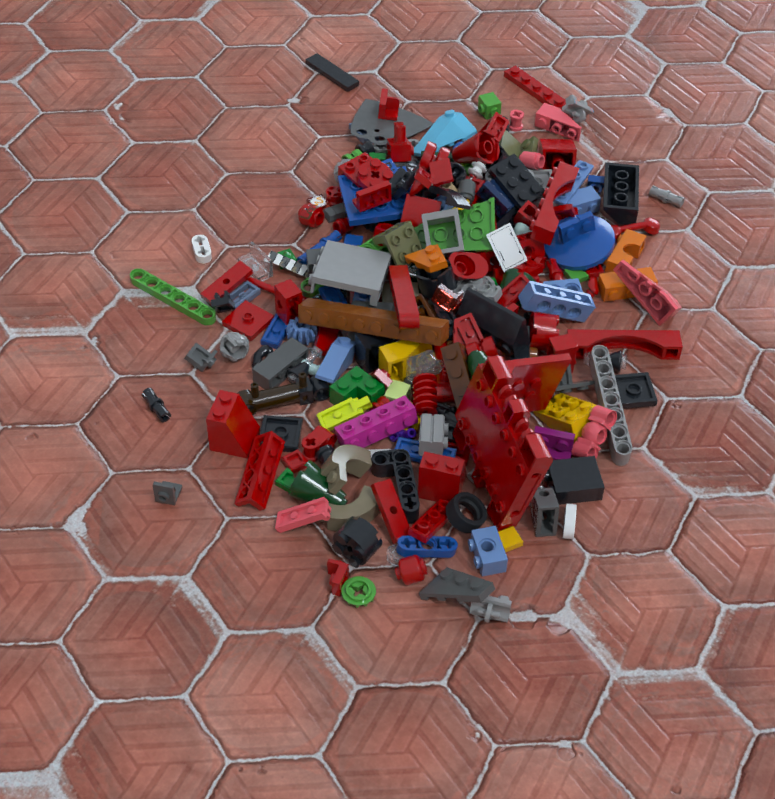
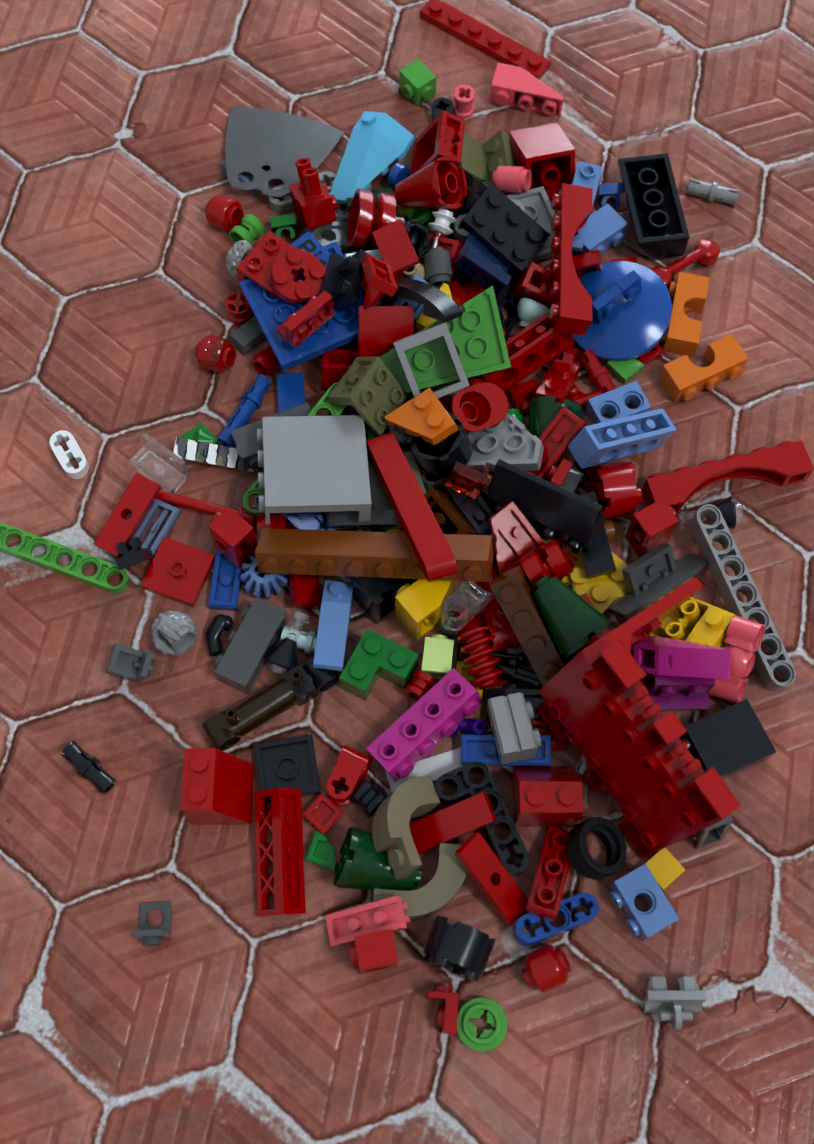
camera: 15 degrees left, 20 degrees up
(301, 530) = (374, 952): none -> red brick
(319, 200) = (217, 323): tile -> none
(332, 72) = (166, 68): black tile -> none
(340, 146) = (224, 212): none -> red head
(343, 412) = (369, 714): neon yellow hinge -> none
(356, 482) = (452, 822): none -> red tile
(366, 147) = (260, 208): black wheel -> none
(382, 376) = (409, 640): plate -> none
(388, 106) = (270, 119): red panel -> none
(457, 585) = (622, 985): dark grey wing -> none
(506, 247) = (525, 357): white sticker -> none
(556, 418) = (682, 658): none -> dark pink slope
(569, 521) = (742, 825): white beam -> none
(577, 109) = (548, 63): light grey hips -> none
(593, 286) = (656, 382): red arm -> none
(636, 390) = (767, 556): black plate -> none
(654, 298) = (751, 391): coral wedge -> none

